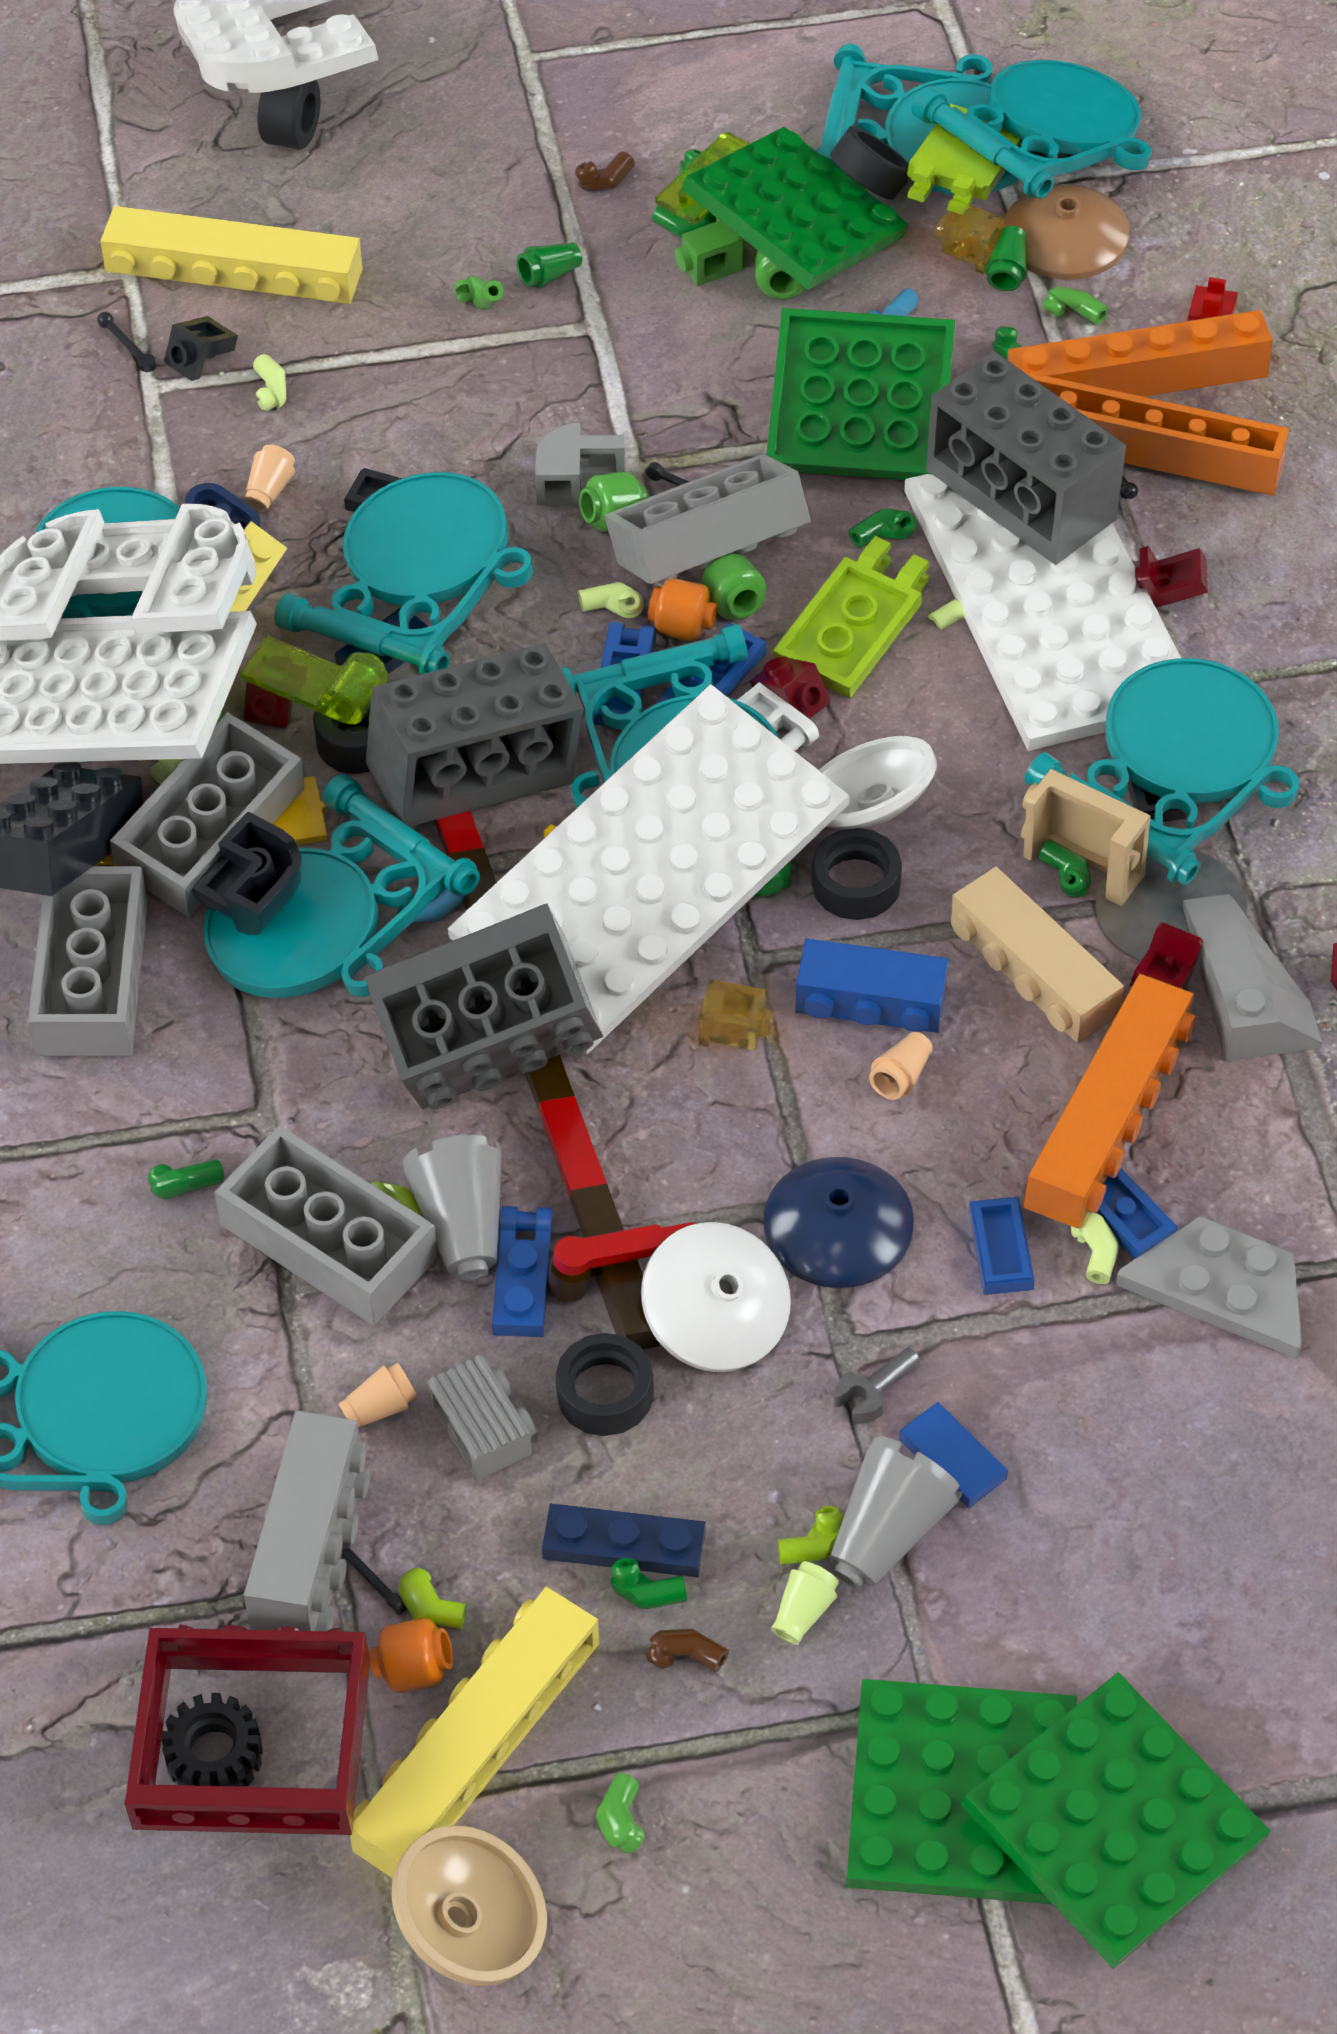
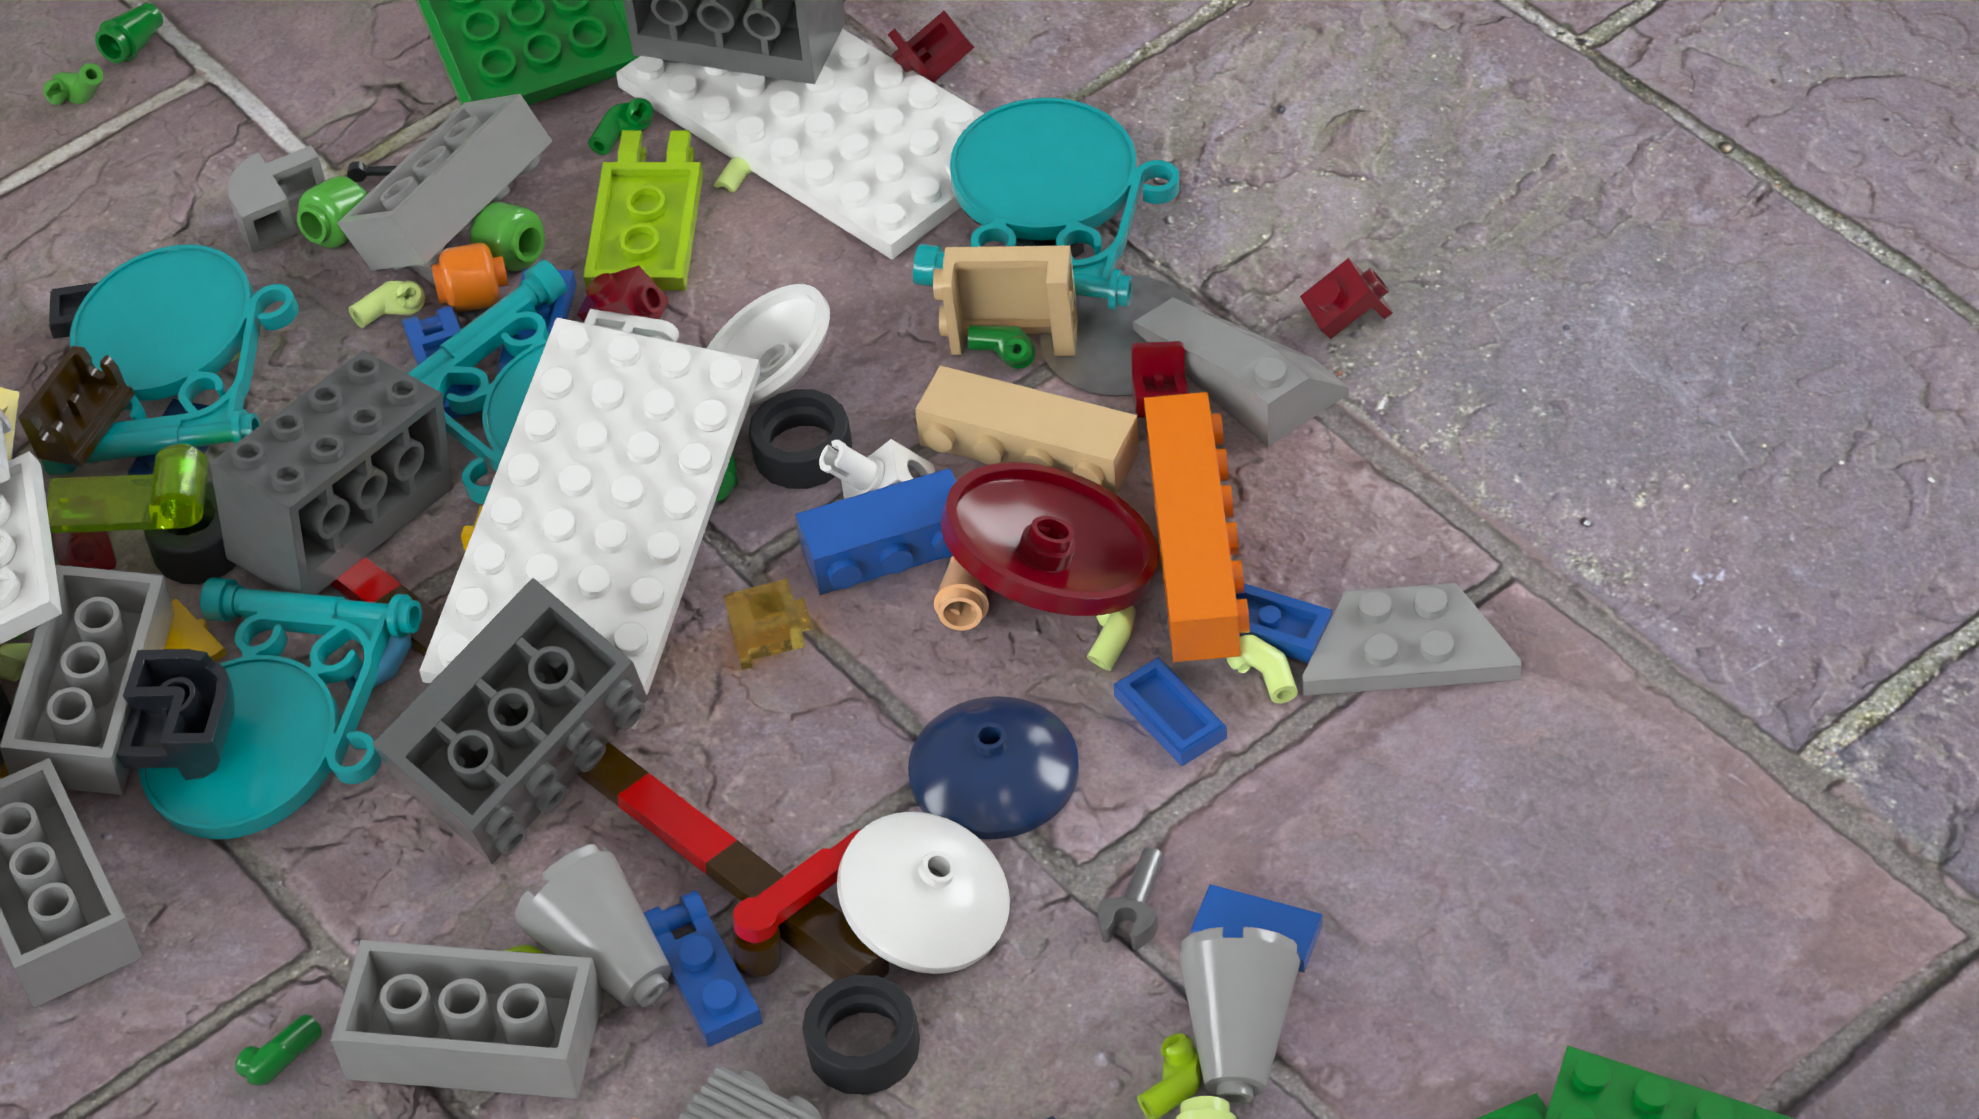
camera: 25 degrees left, 5 degrees down
(316, 583) = (75, 408): none -> dark brown hinge
(896, 932) = (879, 470): none -> white bracket
(987, 1056) = (1049, 539): none -> dark red dish
(1007, 1151) = (1112, 638): none -> yellowish green arm

